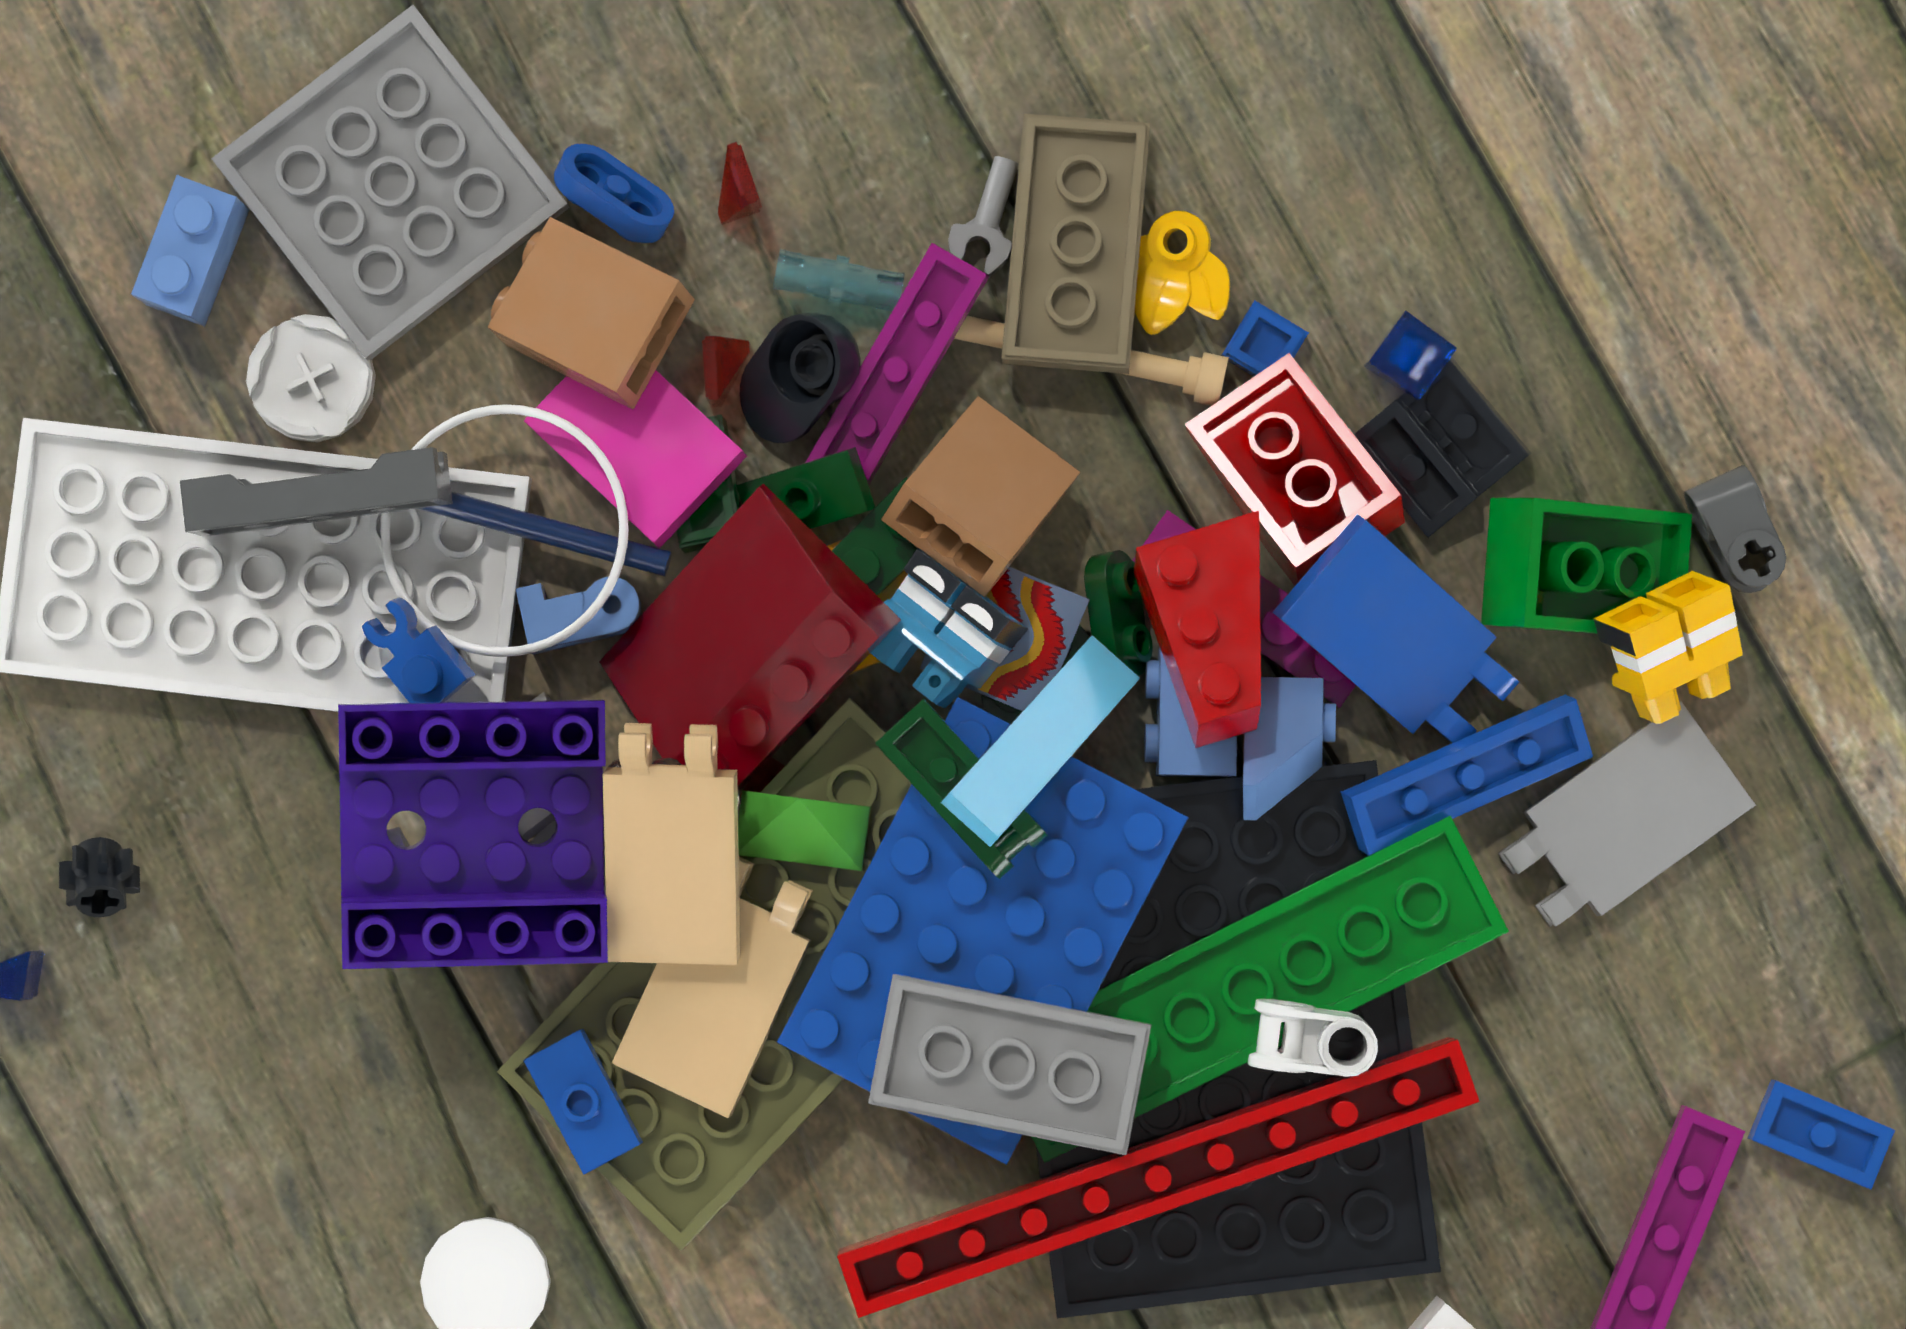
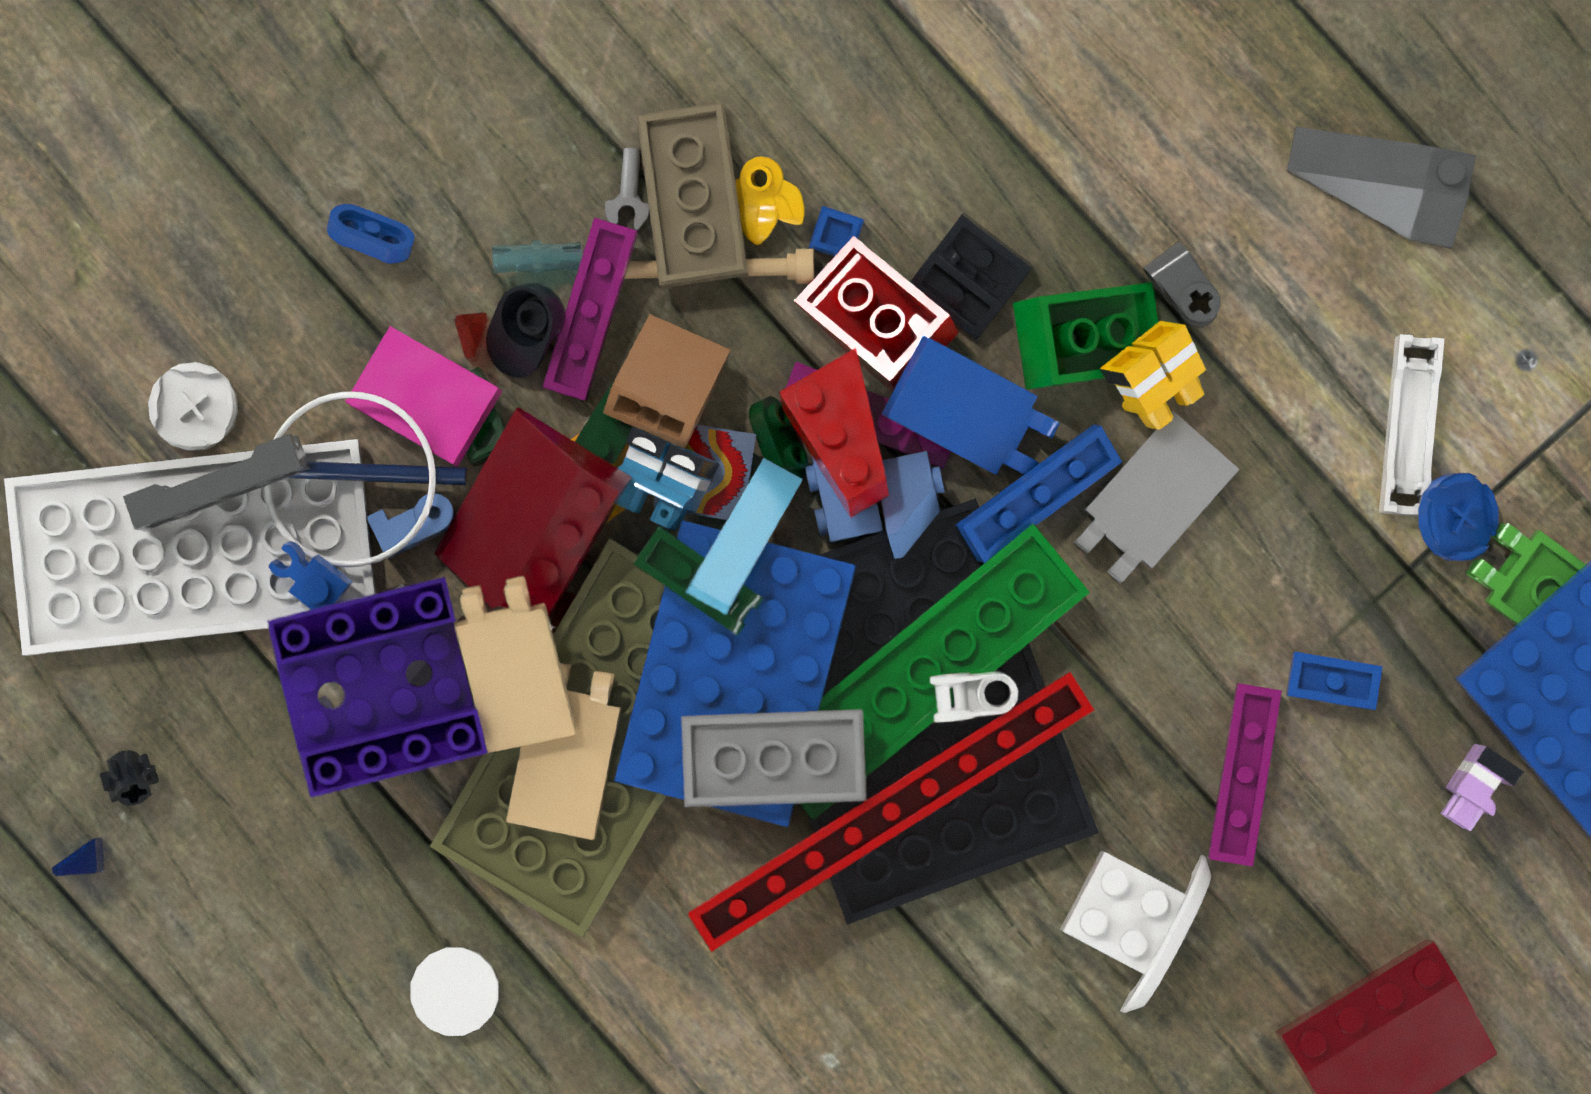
camera: 15 degrees left, 0 degrees up
(190, 250) = (91, 339): medium blue piece -> none
(390, 183) = (216, 261): light grey plate -> none
(583, 1101) = (492, 852): blue plate -> none
(590, 312) = (373, 318): medium nougat brick -> none
(738, 189) = (454, 211): clear red slope -> none
(803, 830) = (598, 634): bright green slope -> none
(819, 489) = (556, 402): dark green plate -> none
(1410, 355) = (936, 219): clear blue slope -> none

